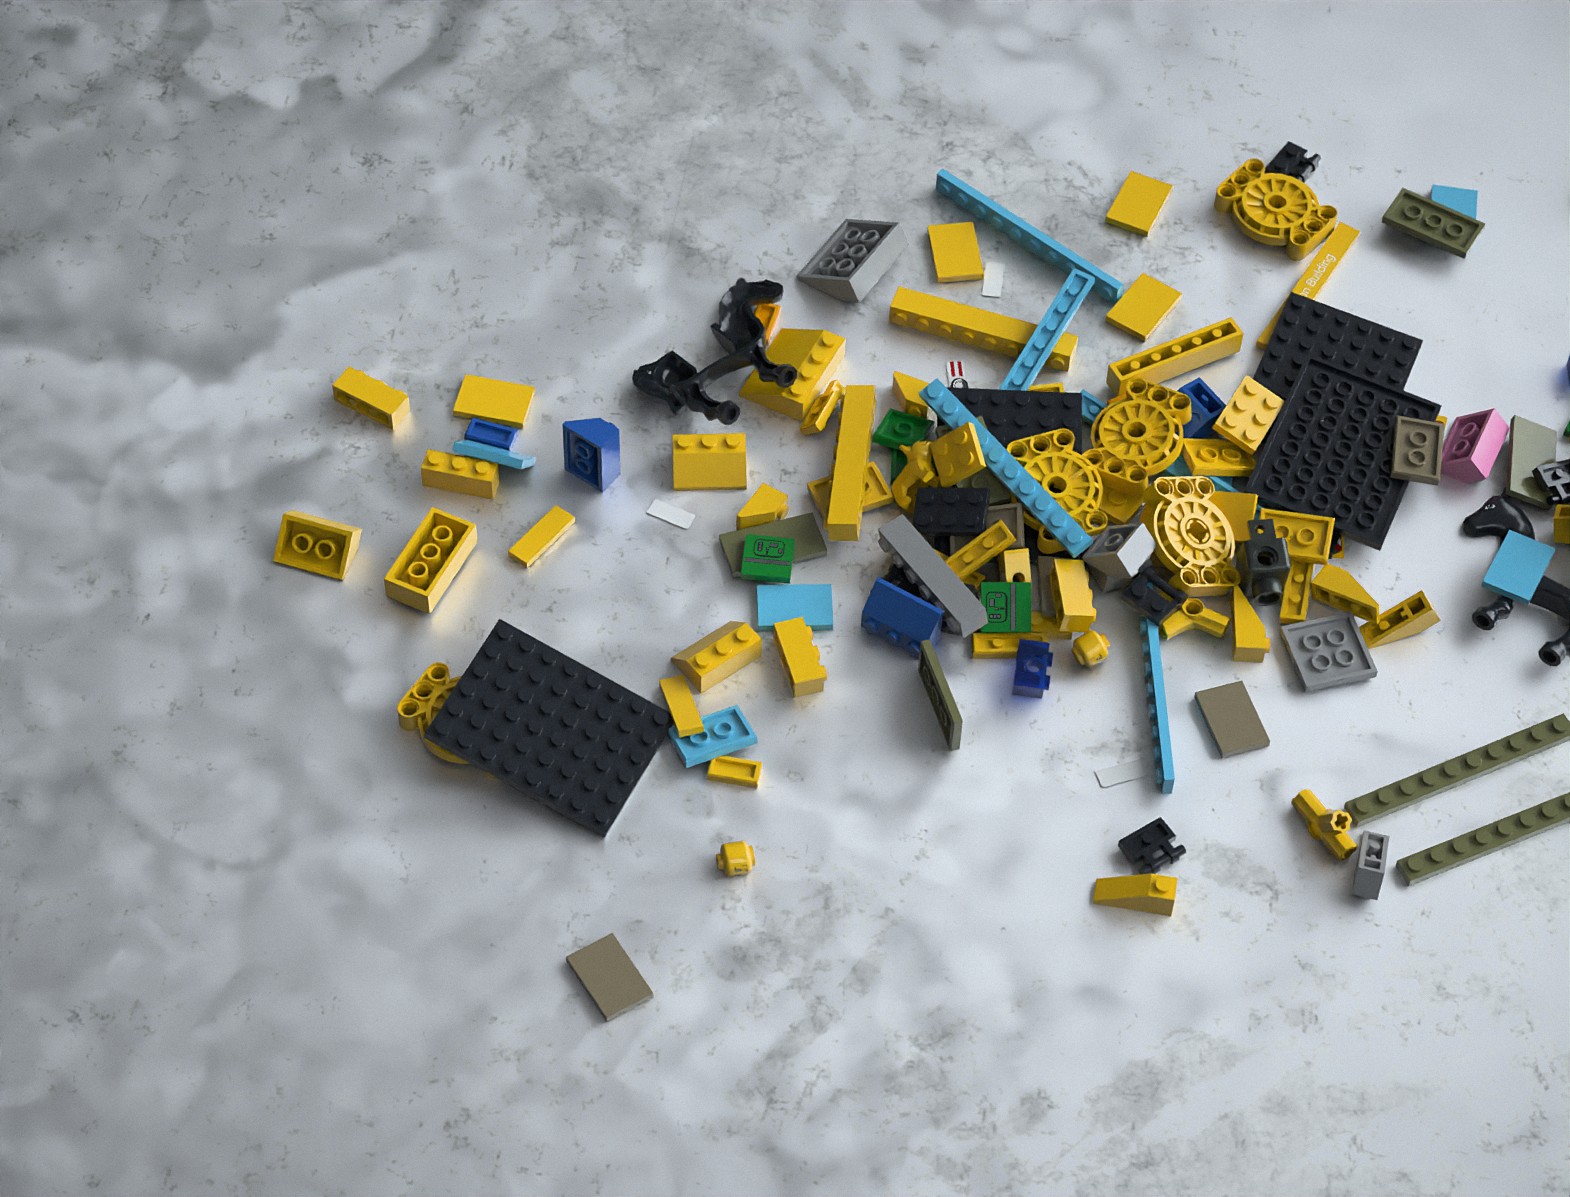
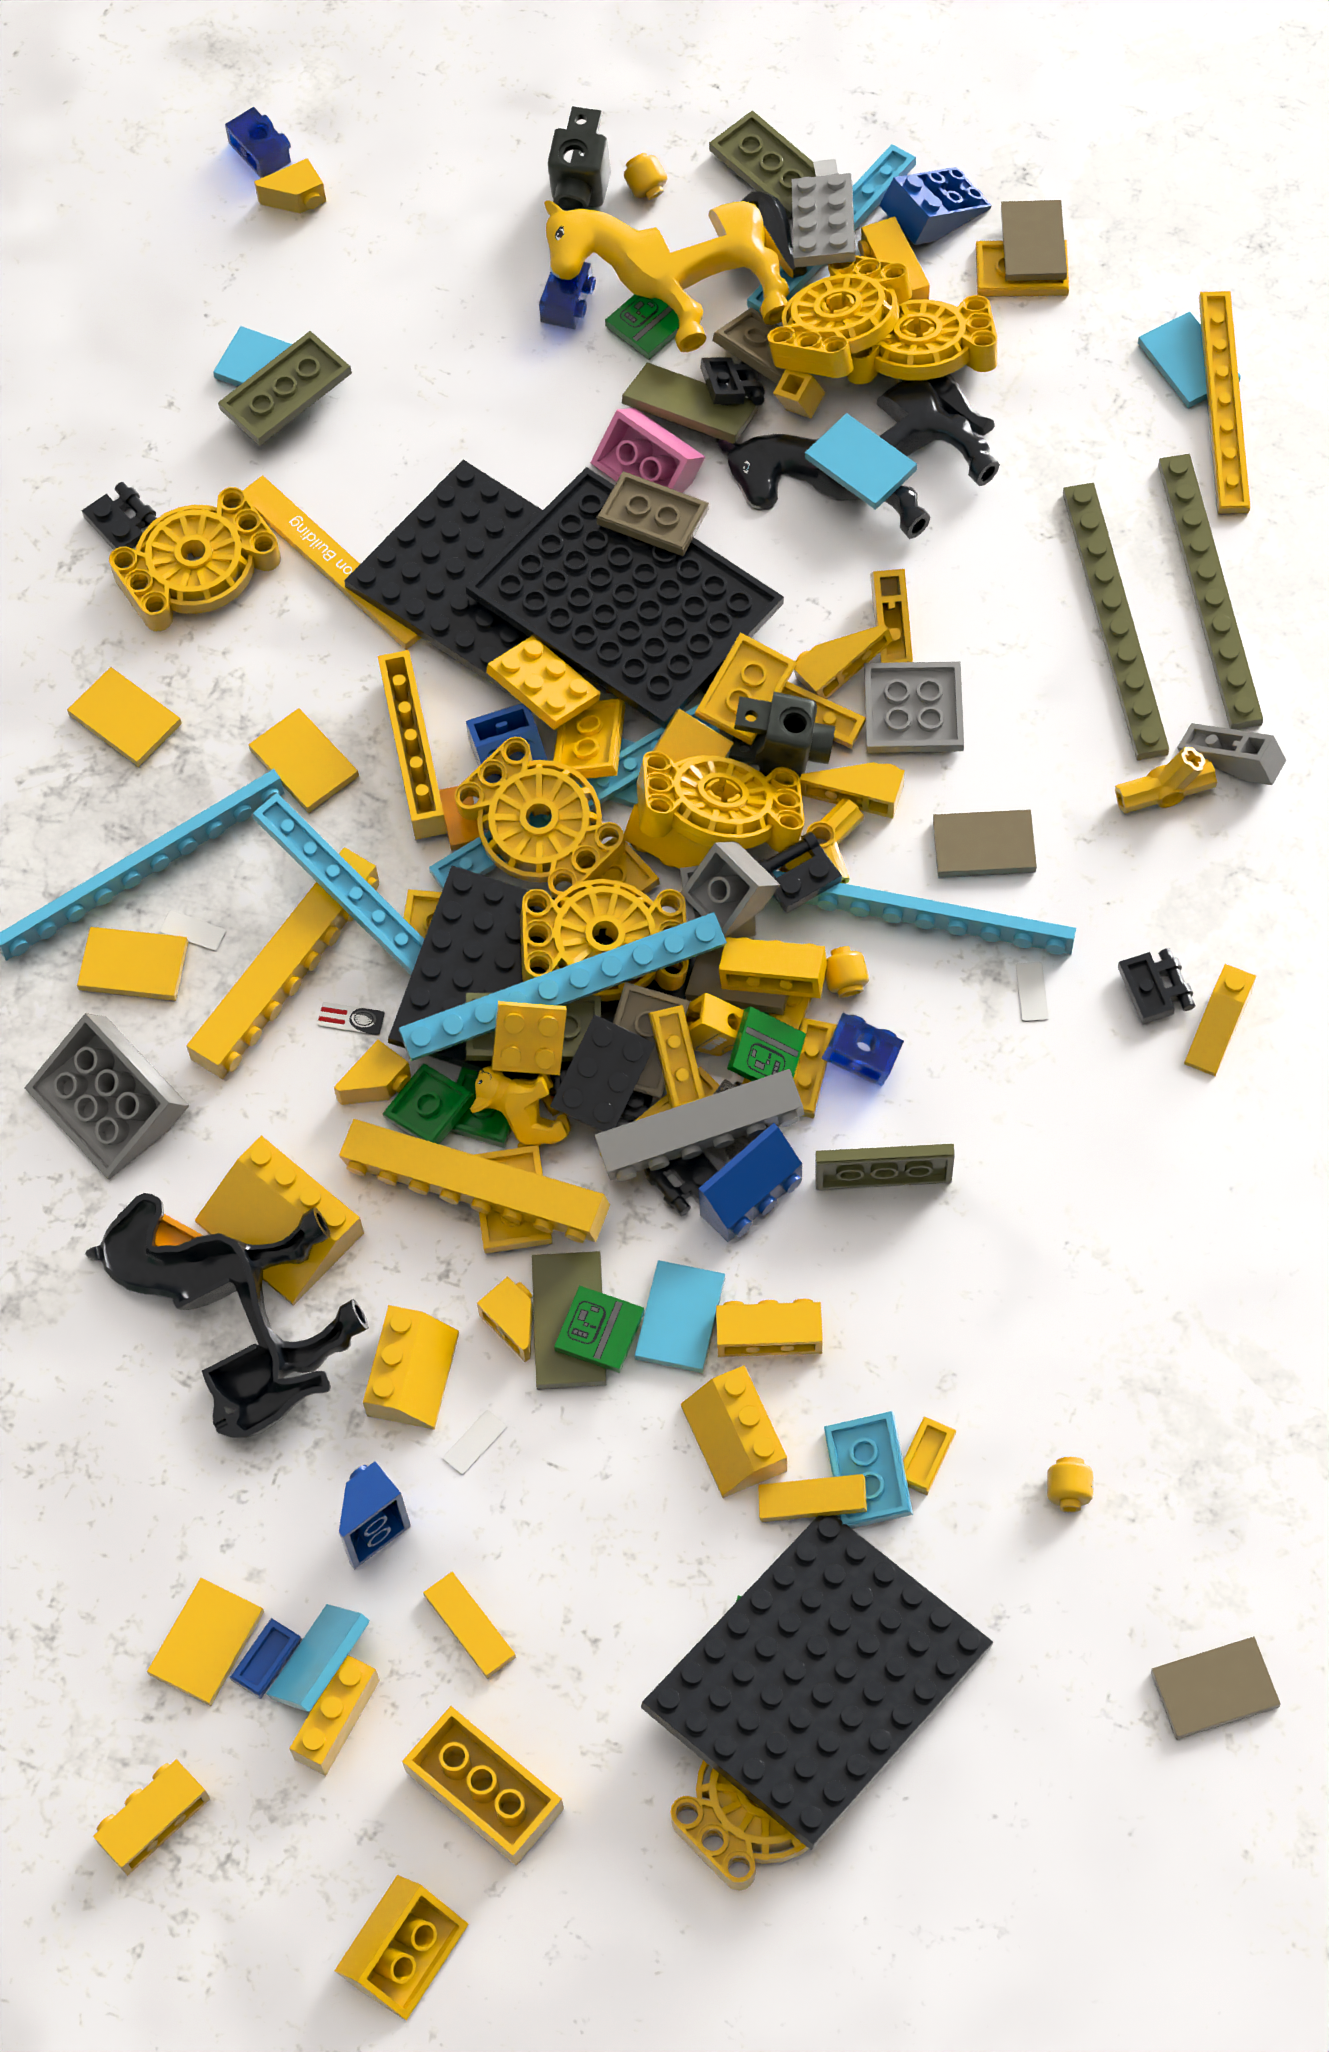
camera: 70 degrees left, 10 degrees up
(822, 409) = (373, 1207): yellow hinge -> none

